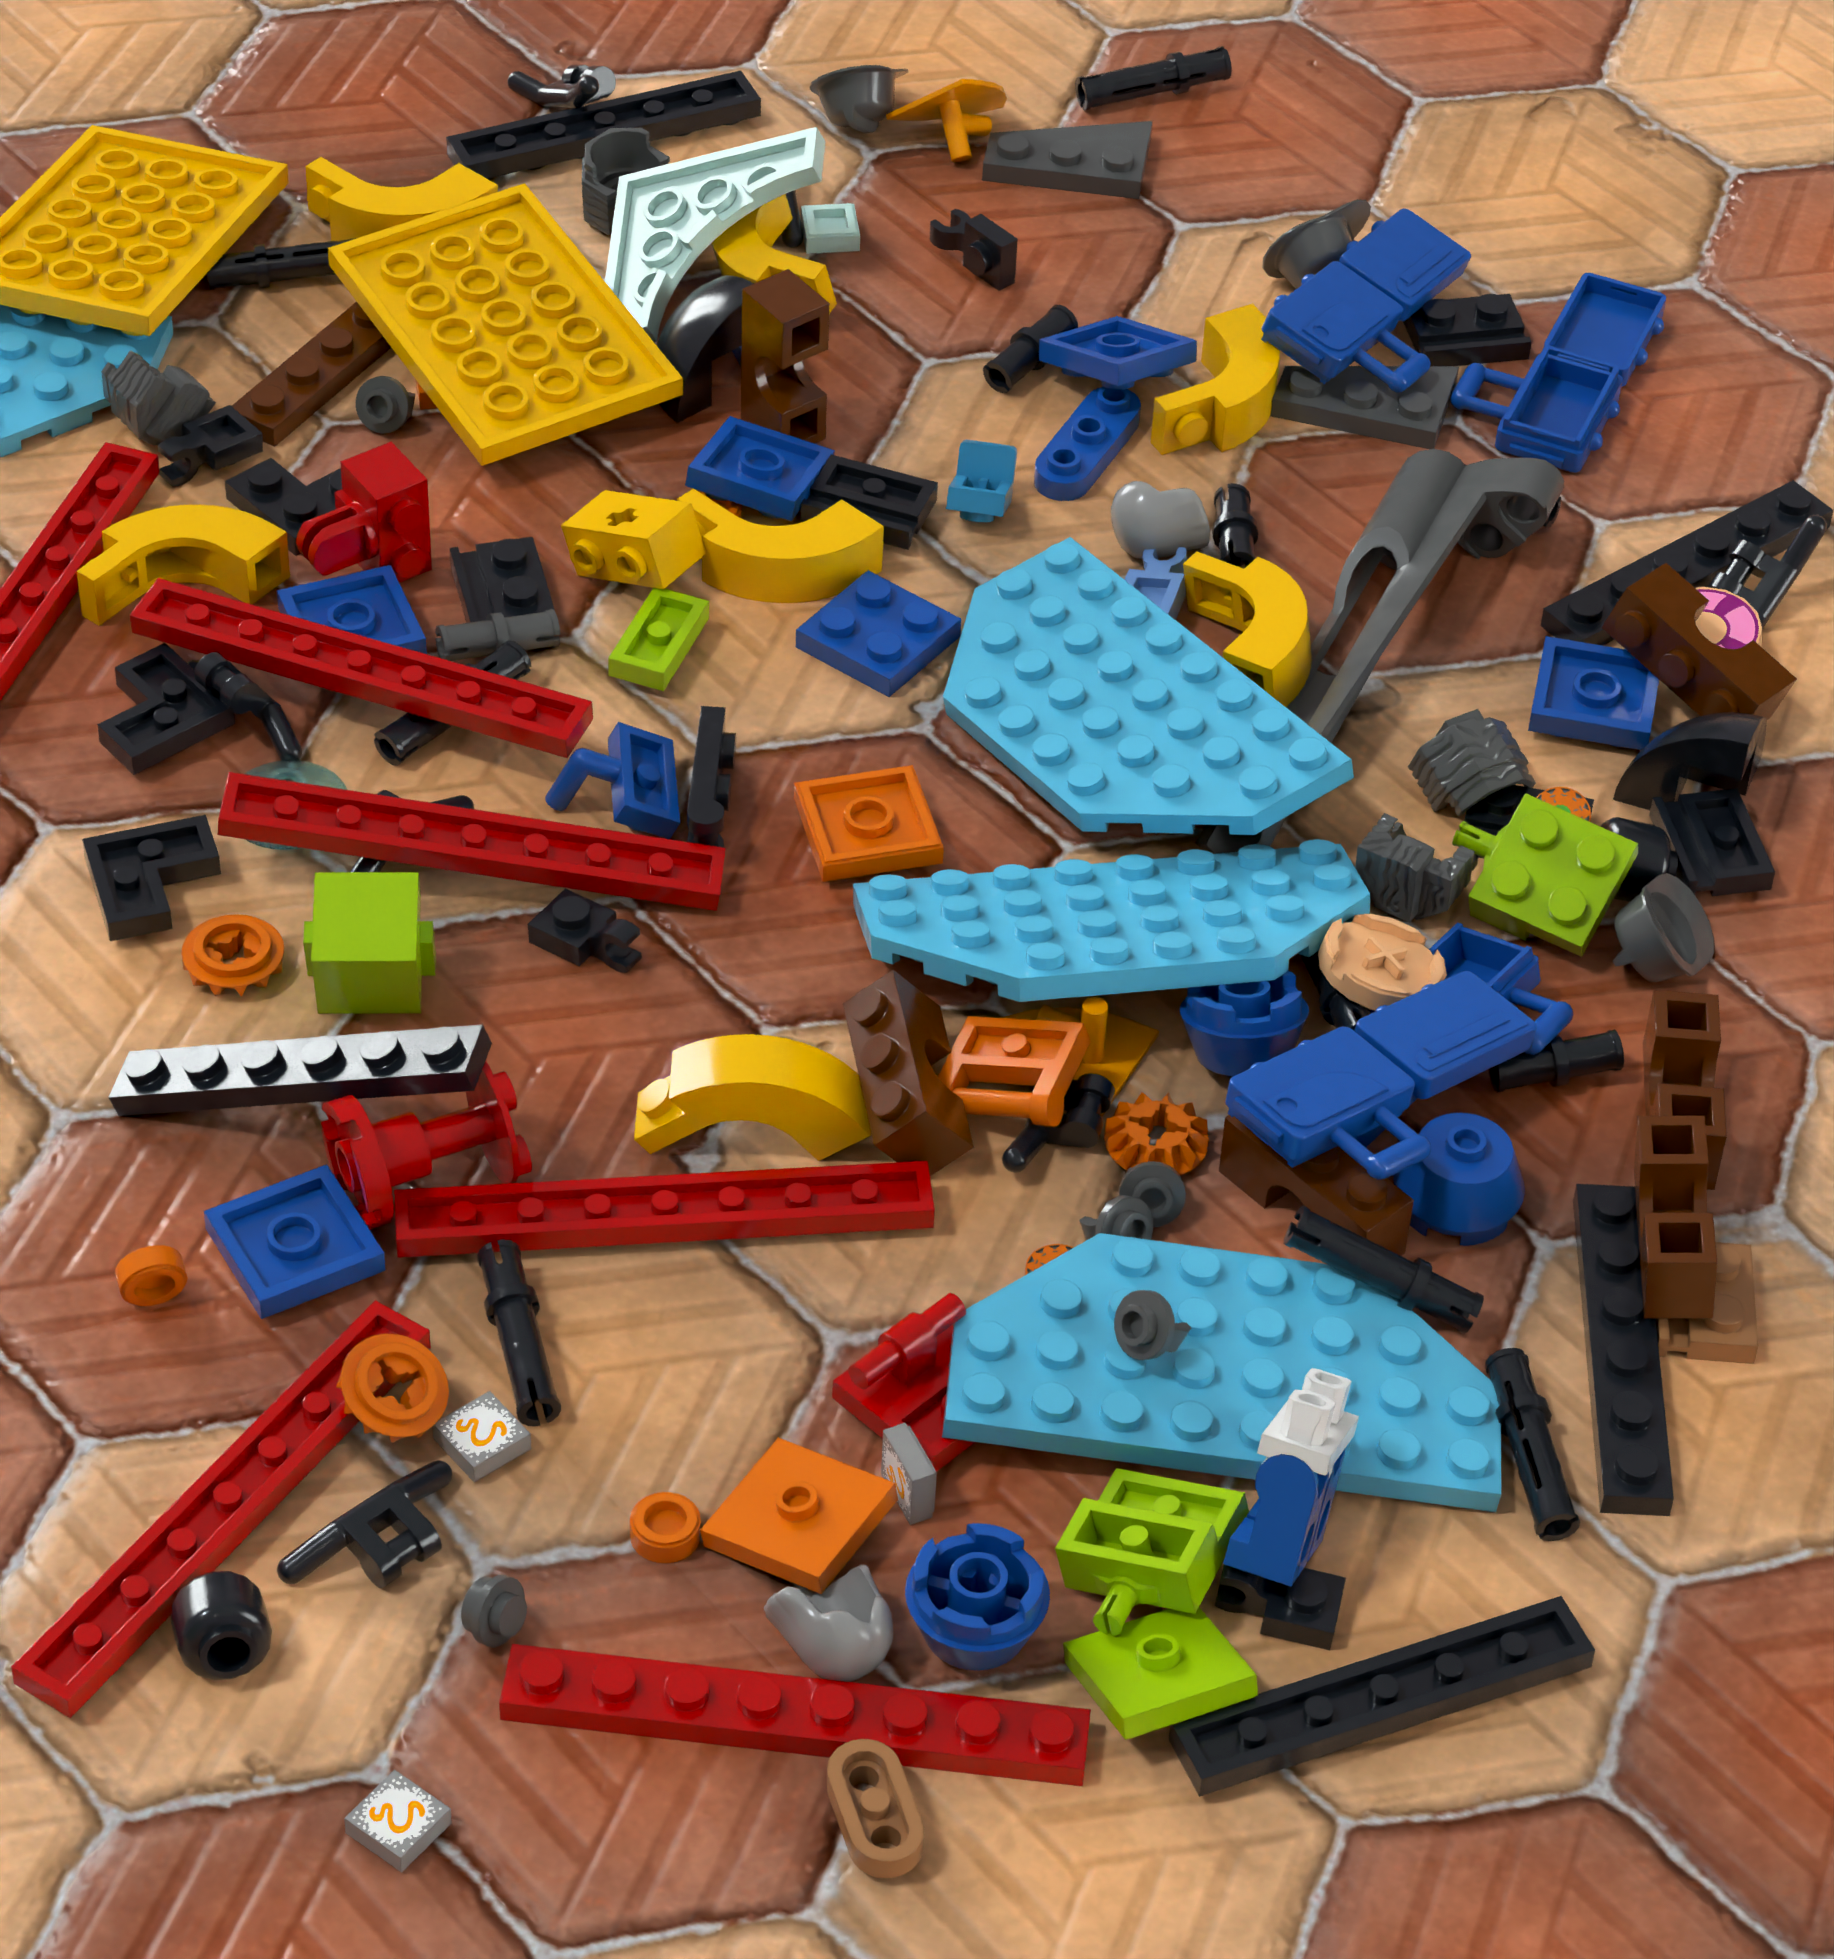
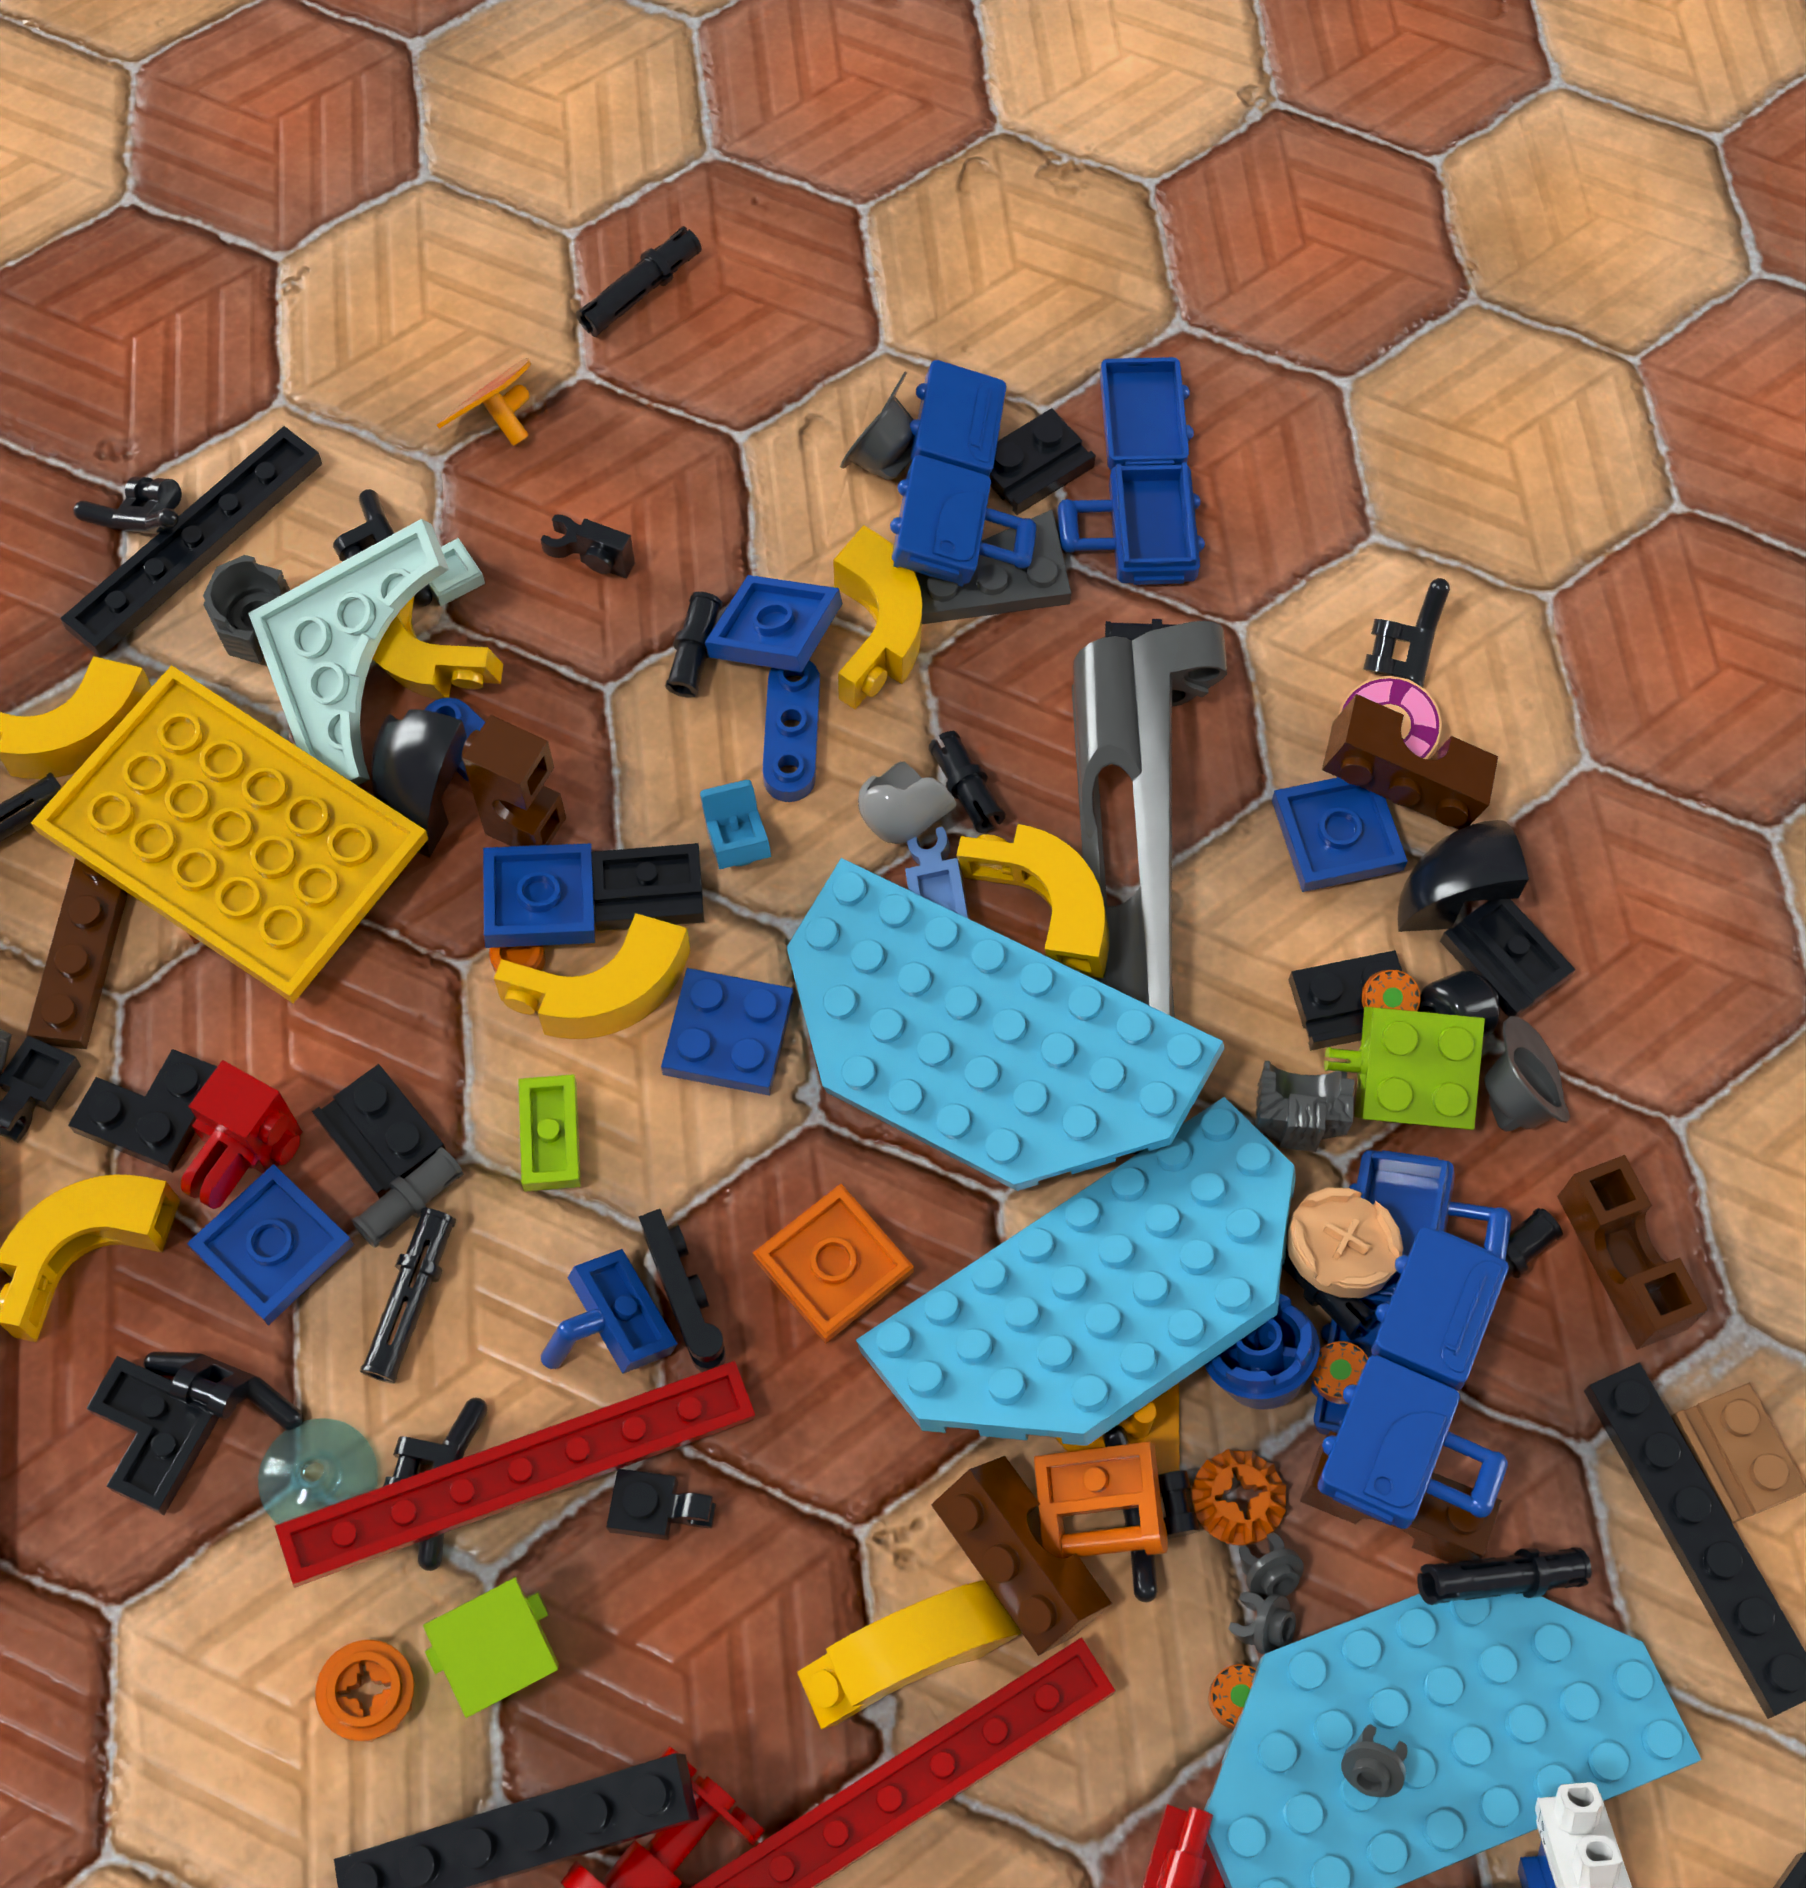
camera: 25 degrees left, 20 degrees up
(135, 865) = (222, 1635): black plate -> none
(363, 667) = (314, 1315): red plate -> none
(384, 404) = (167, 966): dark grey plate -> none
(633, 539) = (476, 1039): yellow brick -> none
(858, 95) = (405, 412): dark grey piece -> none
(1076, 159) = (615, 401): dark grey wing -> none
(1466, 1182) = (1507, 1419): blue cone -> none
(1469, 762) = (1289, 966): dark grey hair -> none
(1525, 1422) = (1695, 1689): black pin -> none
(1673, 1218) = (1685, 1379): reddish brown arch -> none
(1698, 556) = (1334, 653): black plate -> none

